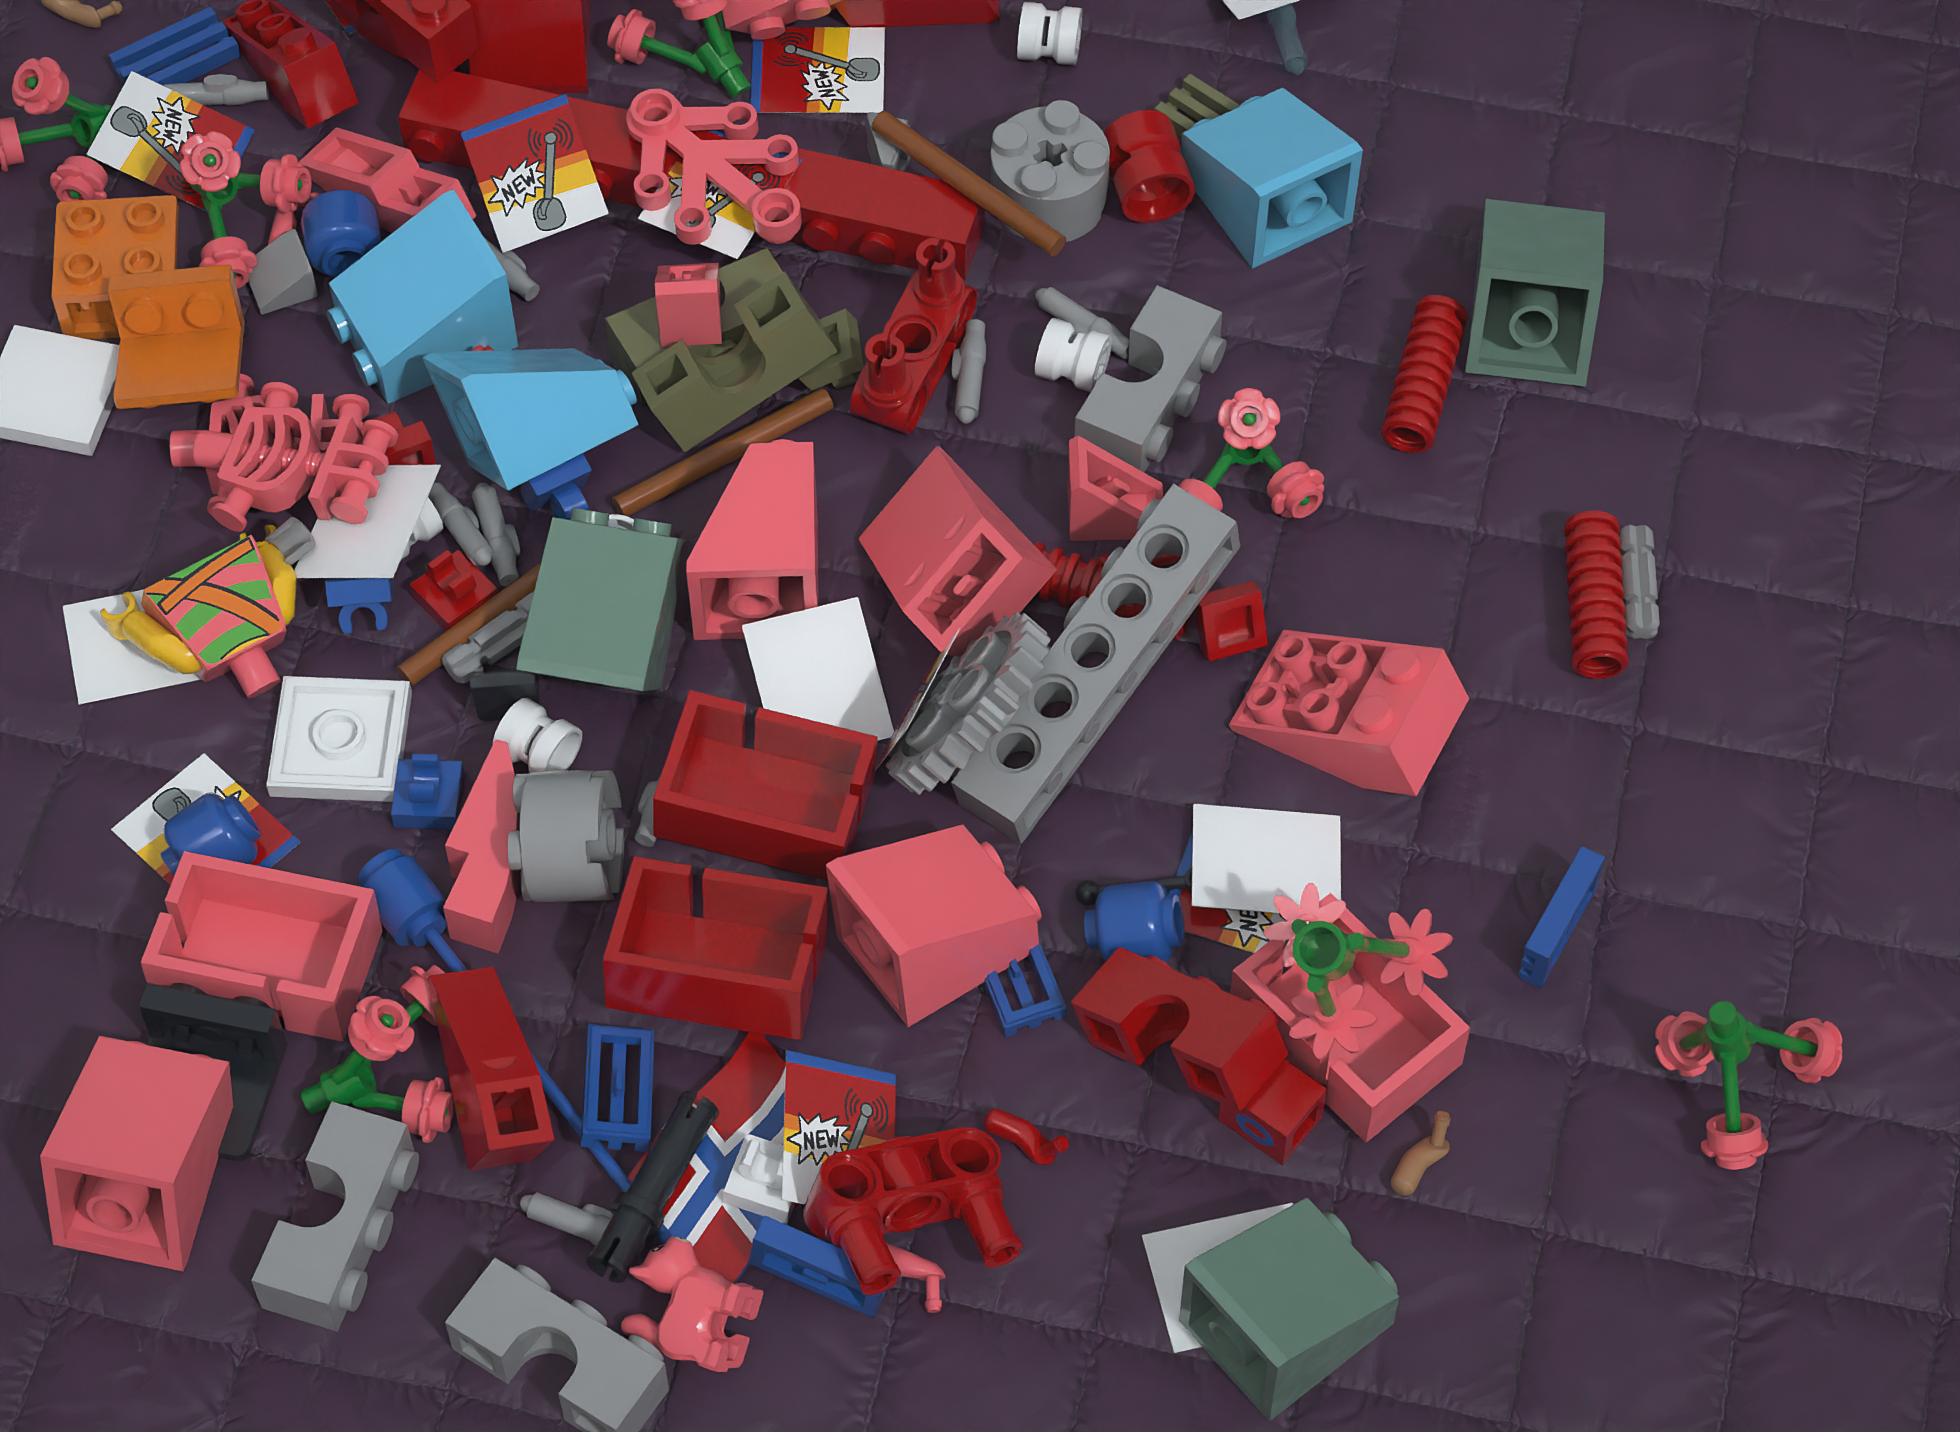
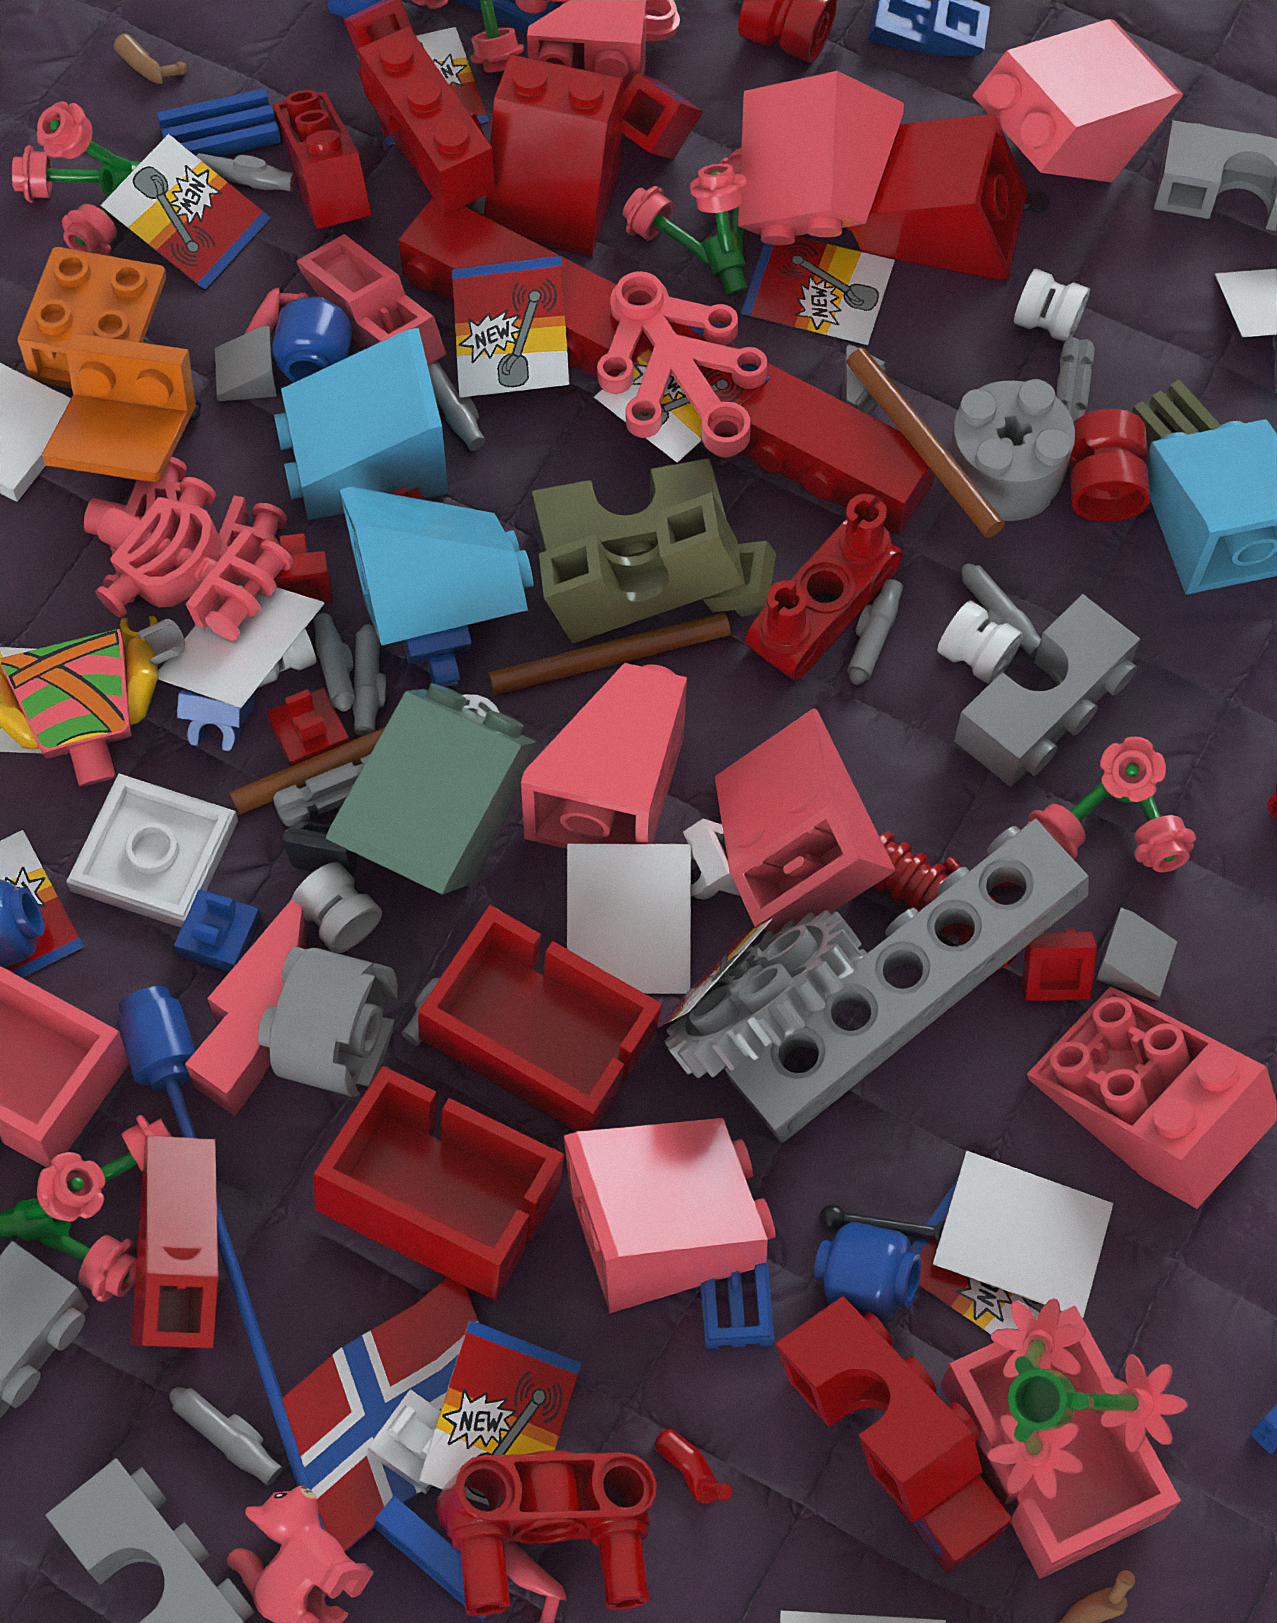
camera: 15 degrees right, 5 degrees up
(215, 175) = (200, 252): coral plant -> none
(615, 1130) = (282, 1350): blue tile -> none
(641, 1207) = (280, 1441): black pin -> none
(688, 304) = (613, 497): coral slope -> none
(881, 606) = (710, 855): none -> white tile
(1091, 90) = (1075, 375): none -> light grey axle
(1105, 494) = (973, 798): coral slope -> none
(1299, 596) = (1136, 956): none -> light grey slope

